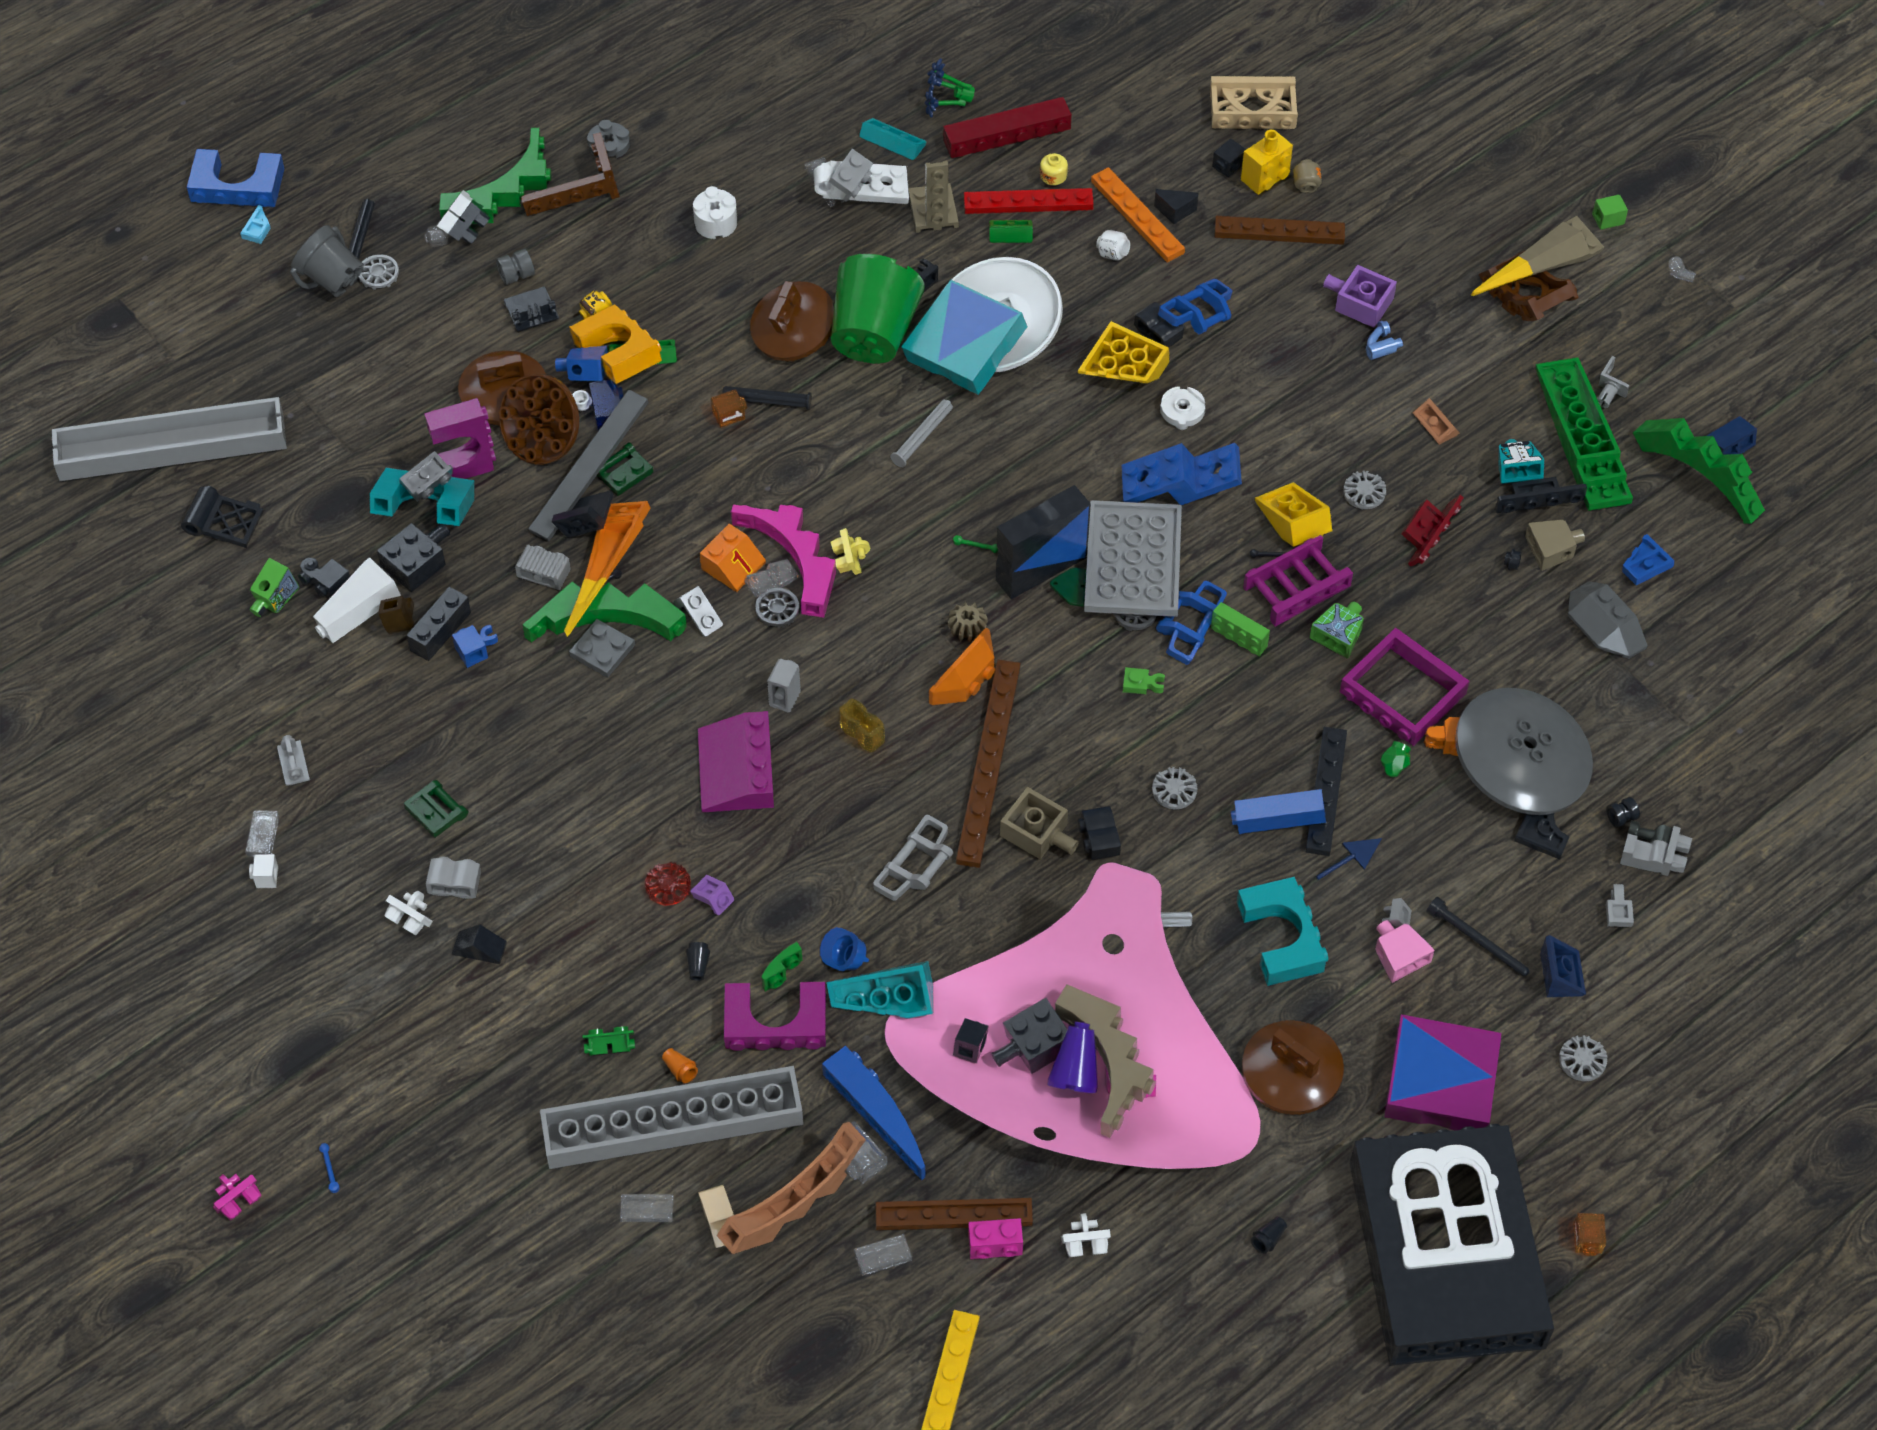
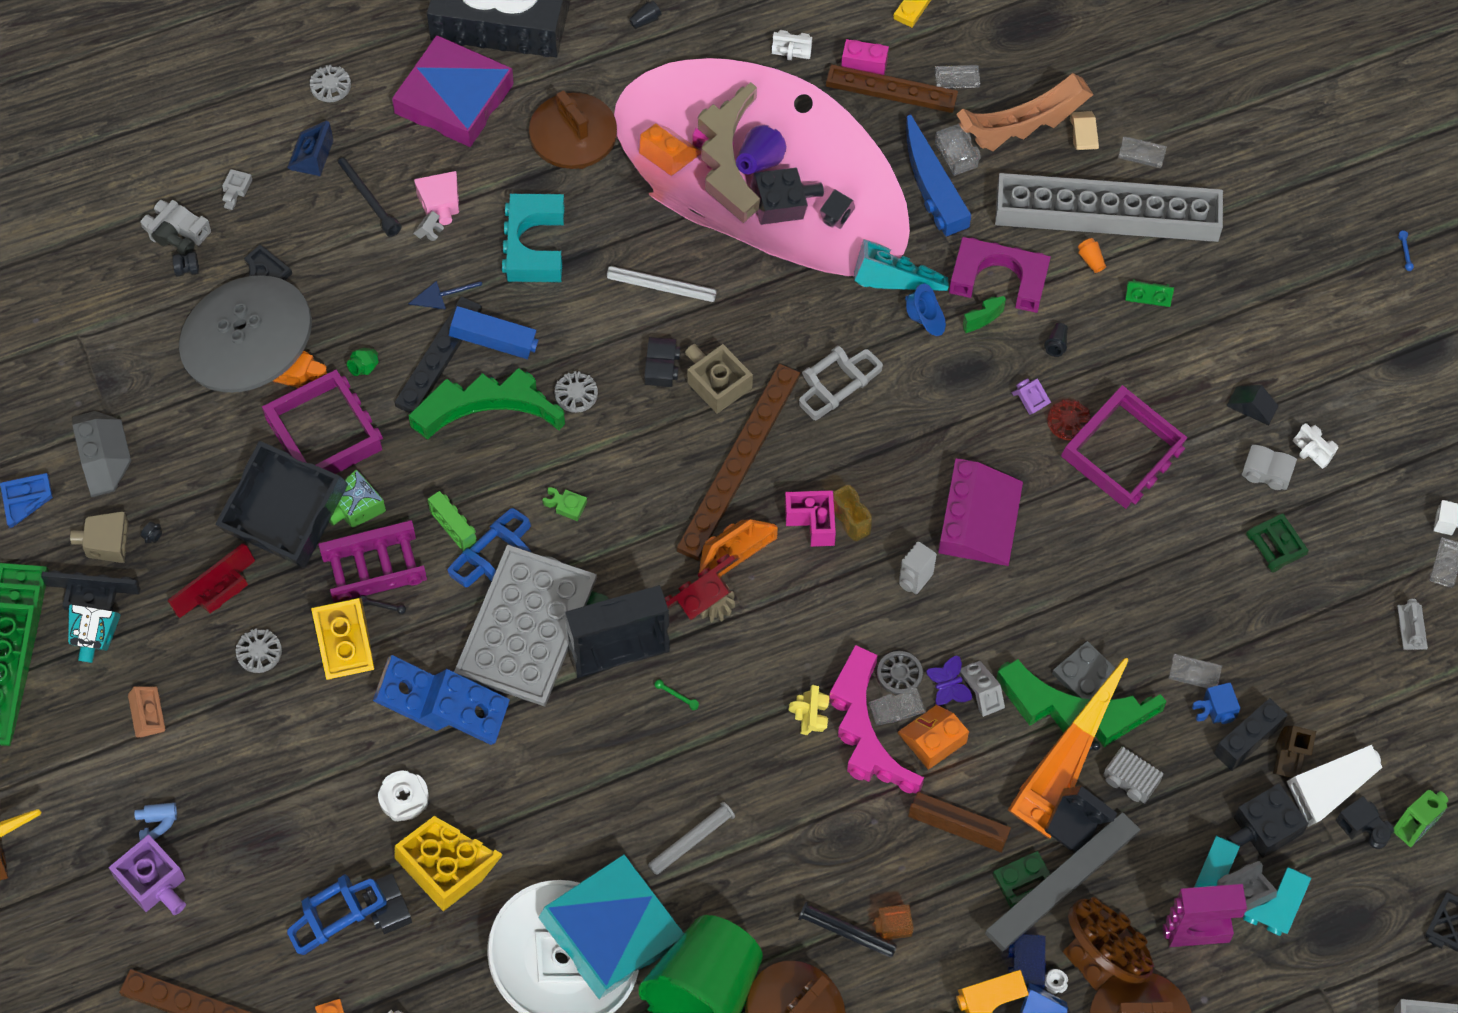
camera: 165 degrees left, 5 degrees up
(499, 670) = (1194, 671): none -> clear plate
(636, 874) = (1150, 419): none -> magenta window
(691, 495) = (959, 822): none -> reddish brown panel
(729, 606) = (948, 682): none -> dark purple piece
(898, 717) = (812, 509): none -> dark pink brick
(982, 611) = (704, 592): none -> dark red bracket
(1179, 1064) = (667, 149): none -> orange slope
(1260, 757) = (452, 402): none -> green arch
(1403, 594) = (282, 504): none -> black tile

